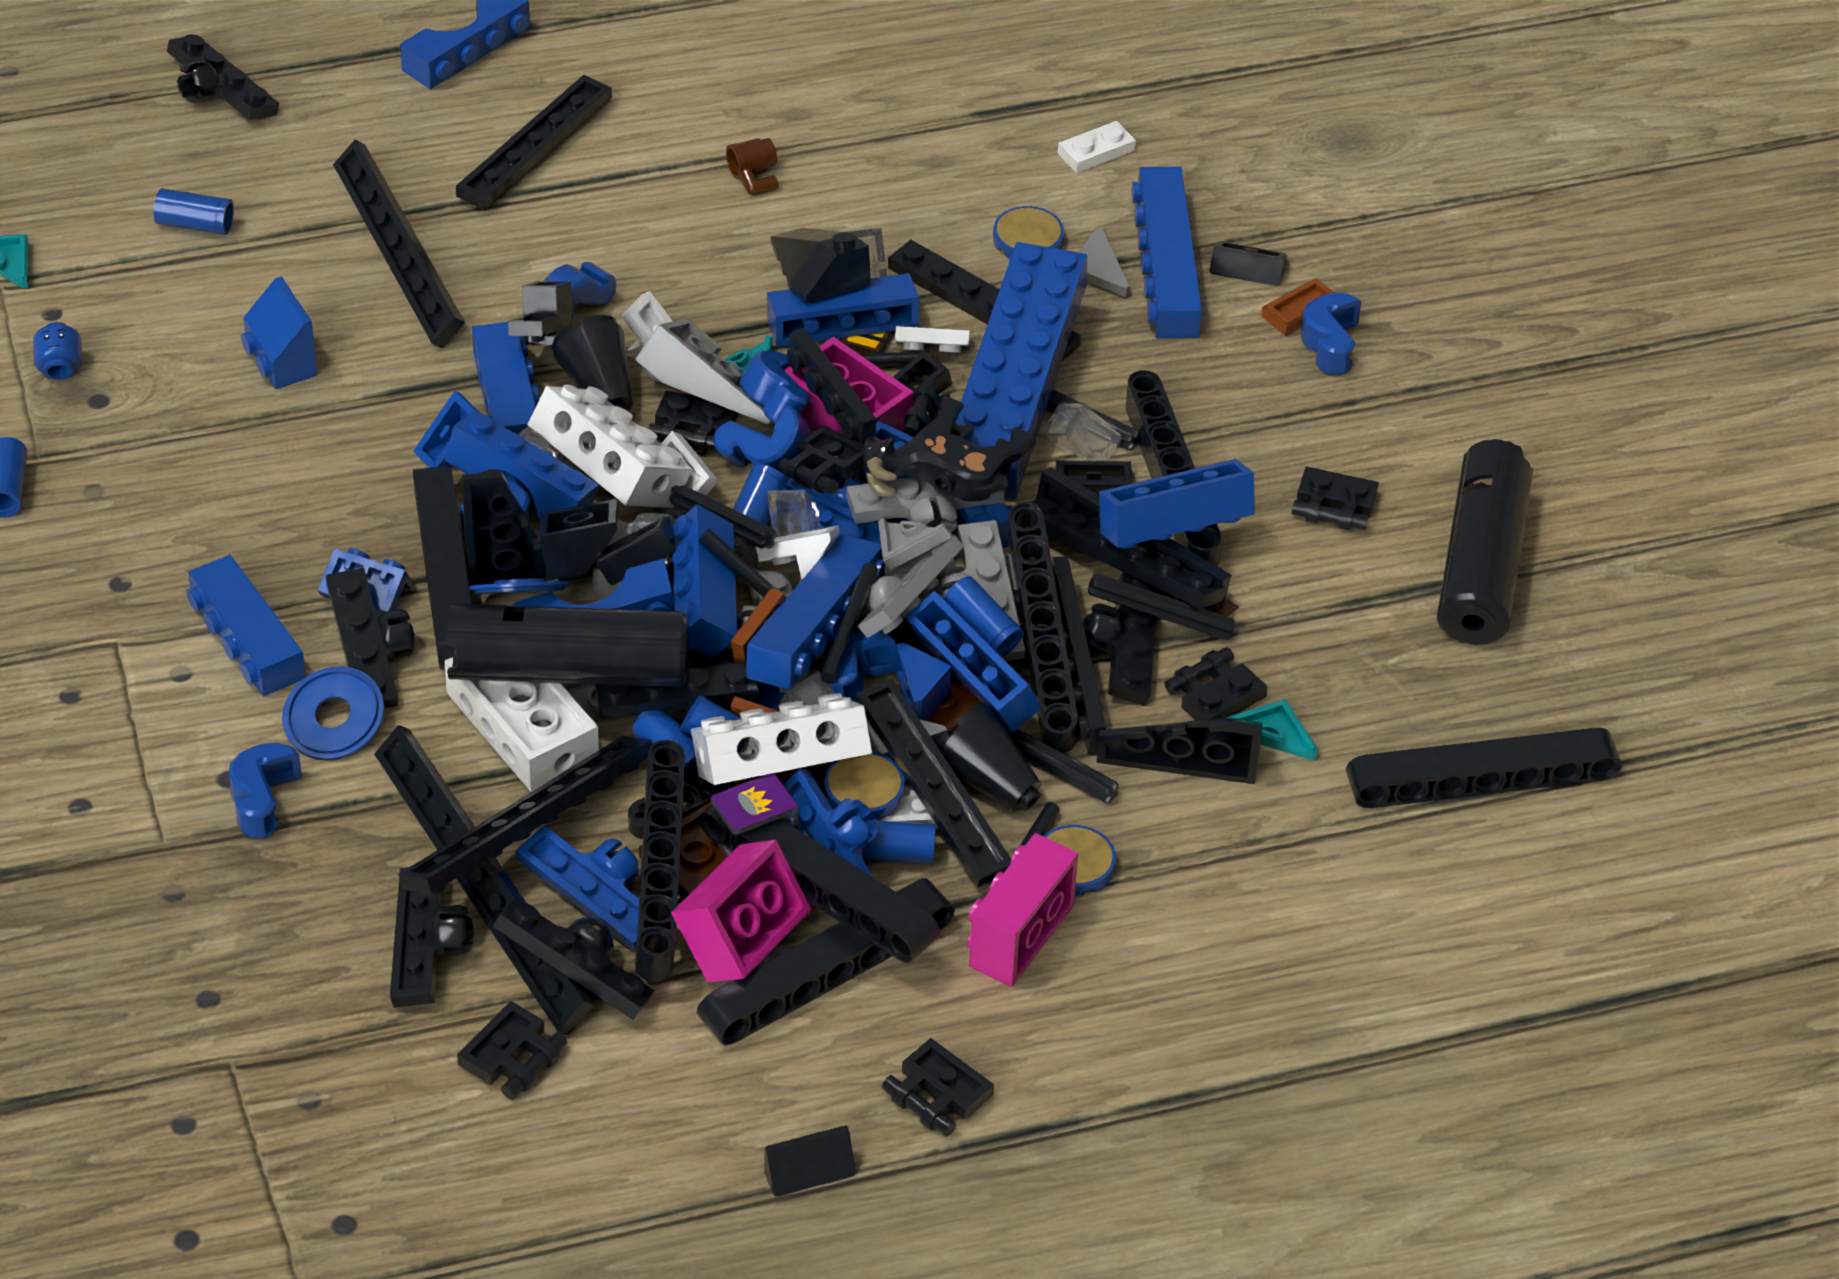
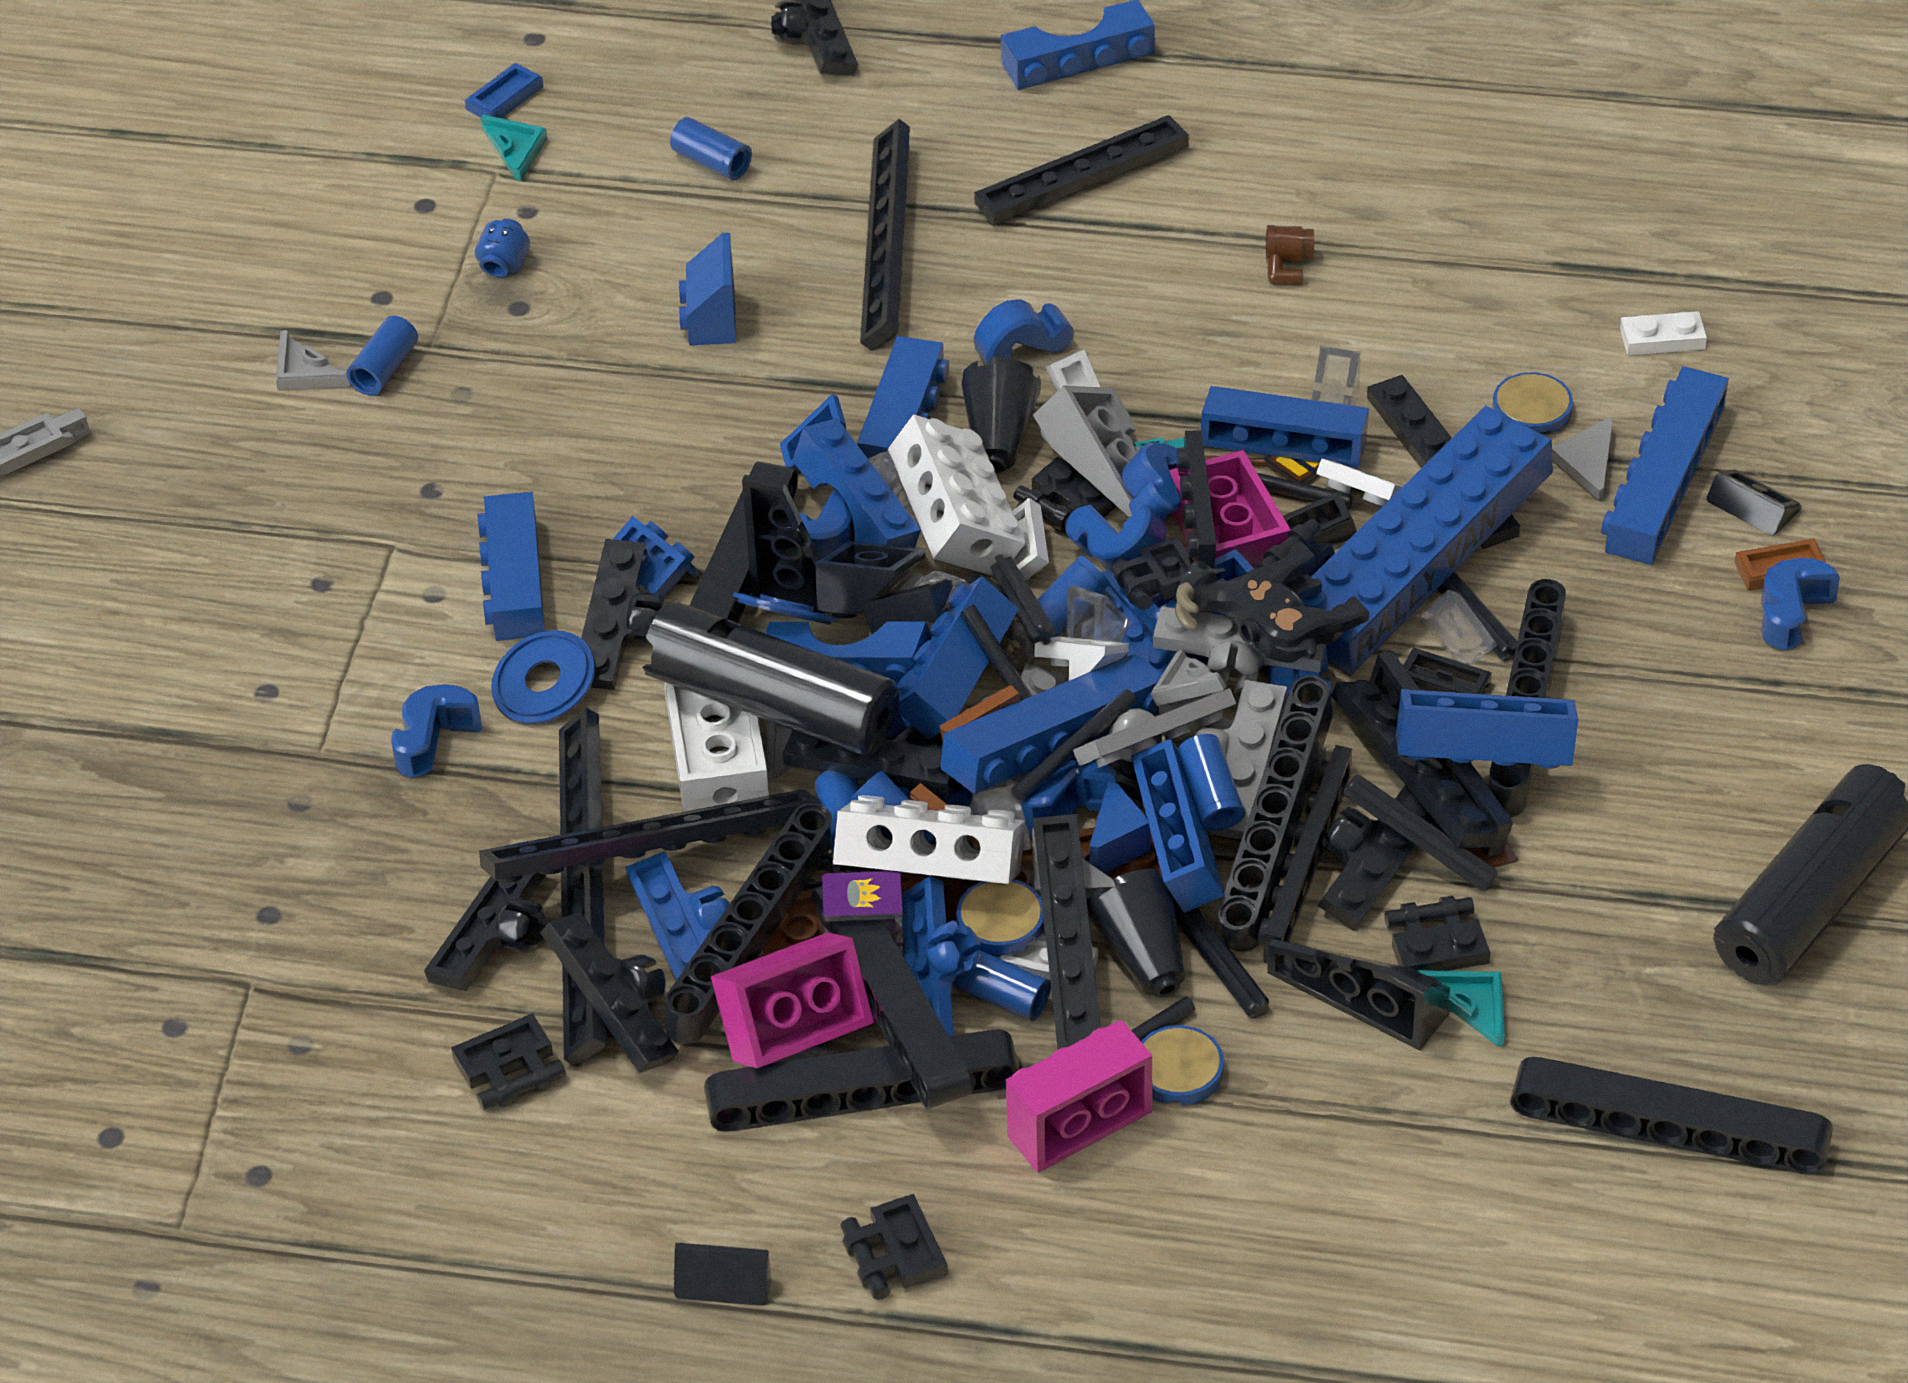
camera: 30 degrees right, 0 degrees up
(545, 312) = (972, 337): black brick -> none
(822, 262) = (1281, 373): black wedge -> none
(1335, 498) = (1695, 771): black plate -> none

